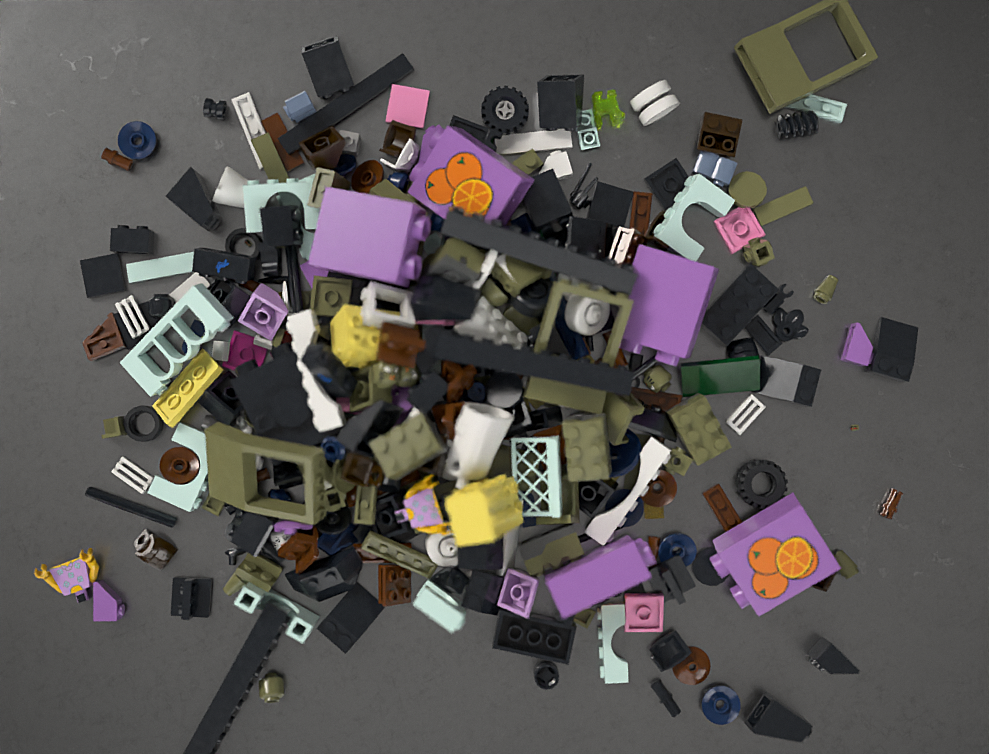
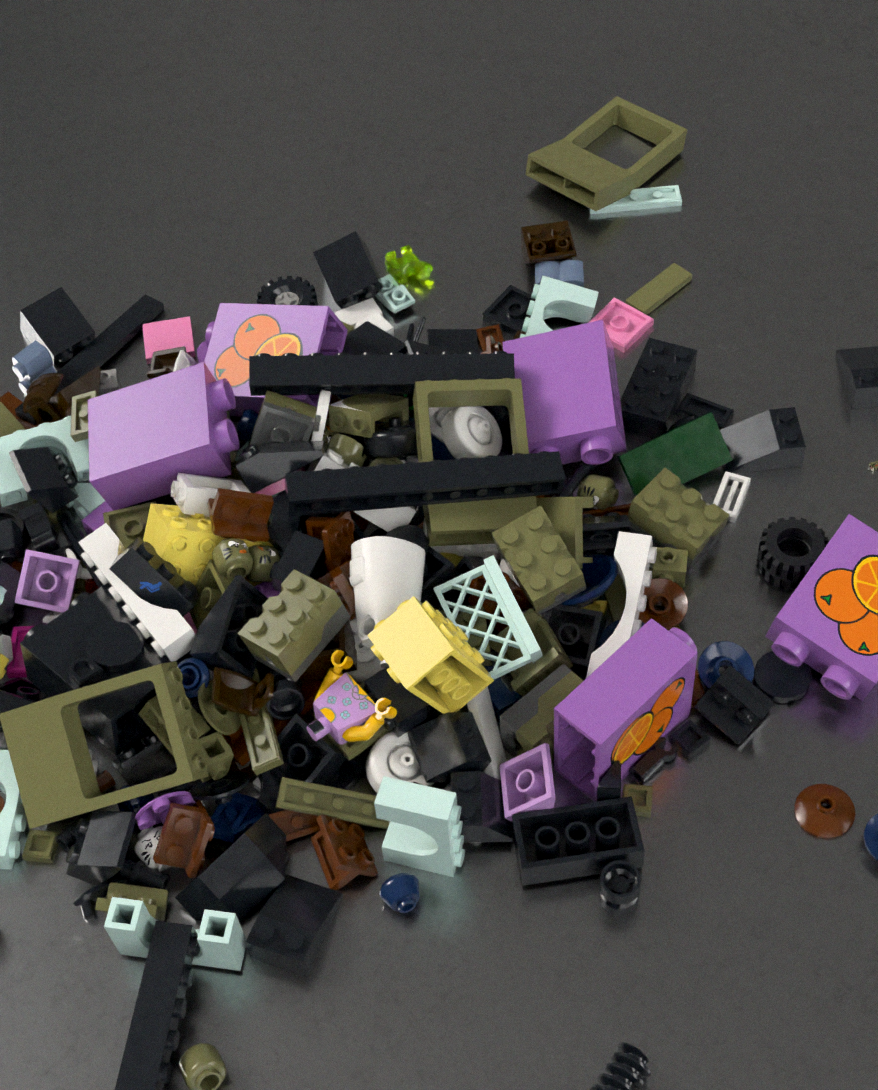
camera: 15 degrees left, 35 degrees down
(191, 597) = (36, 983): black bracket -> none
(234, 584) = (99, 940): olive cone -> none
(299, 140) = (39, 395): none -> dark brown piece
(418, 625) = (400, 892): none -> dark blue cone
(614, 667) = (713, 844): light aqua arch -> none
(644, 612) = (720, 762): bright pink tile -> none
(654, 102) = (459, 238): white wheel -> none
(666, 698) = (811, 861): black axle -> none
(669, 651) = (783, 793): black piece -> none
(722, 507) = (753, 602): reddish brown tile -> none
(747, 189) = (610, 285): olive tile -> none
(763, 254) = (653, 325): olive brick -> none
(777, 300) = (702, 373): black bar -> none
(791, 322) = (732, 391): black plate -> none
(798, 123) = (632, 212): black piece -> none
(825, 290) = (754, 345): olive cone -> none
(857, 347) = (826, 382): medium lavender slope -> none

